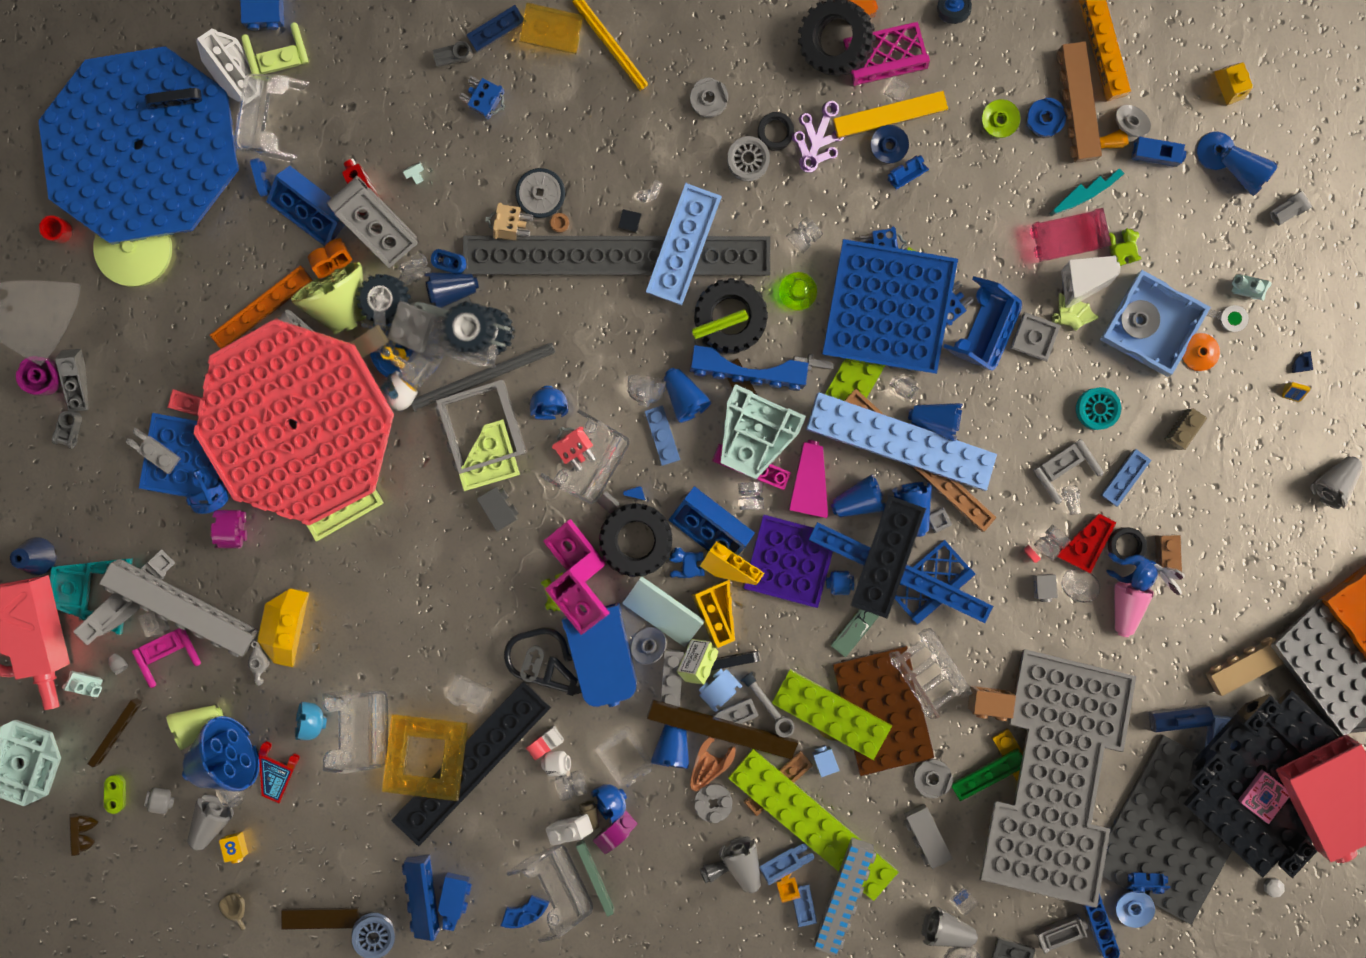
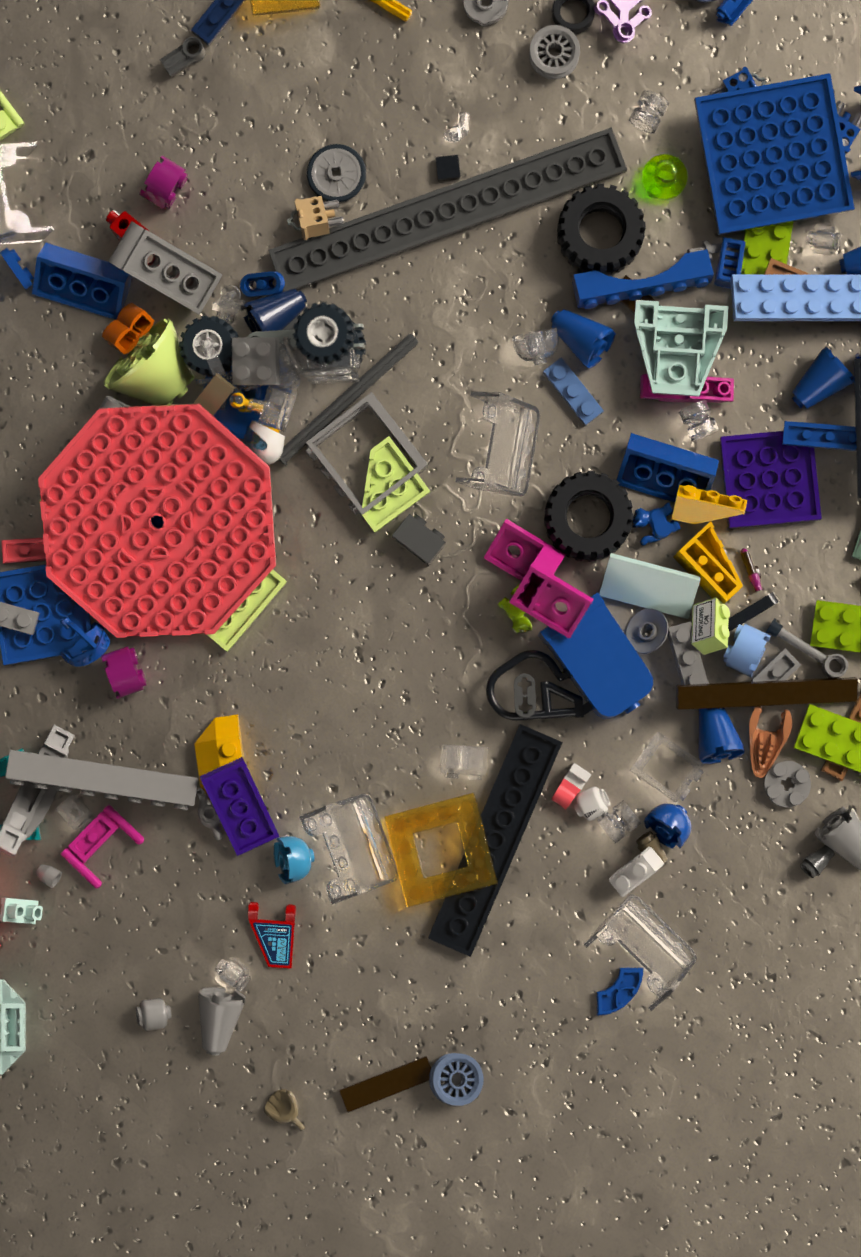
camera: 15 degrees left, 5 degrees down
(80, 824) = (68, 1078): dark brown tile -> none
(115, 732) = (74, 954): dark brown tile -> none
(116, 794) = (100, 1026): lime plate -> none
(188, 723) = (162, 910): yellowish green cone -> none
(222, 757) = (208, 934): blue cone -> none
(233, 847) = (258, 1037): yellow brick -> none
(261, 308) = (69, 413): orange tile -> none
(280, 667) = (239, 806): none -> dark purple plate
(399, 151) = (163, 183): none -> magenta brick
(414, 171) = (187, 200): light aqua tile -> none
(421, 897) = (495, 1013): blue slope -> none
(453, 898) = (532, 1004): blue hinge -> none
(489, 101) = (243, 90): blue piece -> none
(547, 403) = (433, 400): blue cylinder -> none
(559, 222) = (370, 198): medium nougat tile -> none
(573, 446) = (471, 438): coral piece -> none
(595, 878) = (685, 918): sand green tile -> none
(608, 502) = (540, 487): light grey slope -> none
(615, 833) = (688, 858): magenta brick -> none
(635, 493) = (568, 465): blue slope -> none
(683, 244) = (519, 169): light blue plate -> none
(719, 324) = (594, 239): lime axle -> none
(749, 627) = (752, 570): none -> piece
(810, 390) = (724, 281): none -> blue slope
(810, 484) = (759, 384): dark pink slope -> none
(840, 582) = (836, 481): blue head -> none

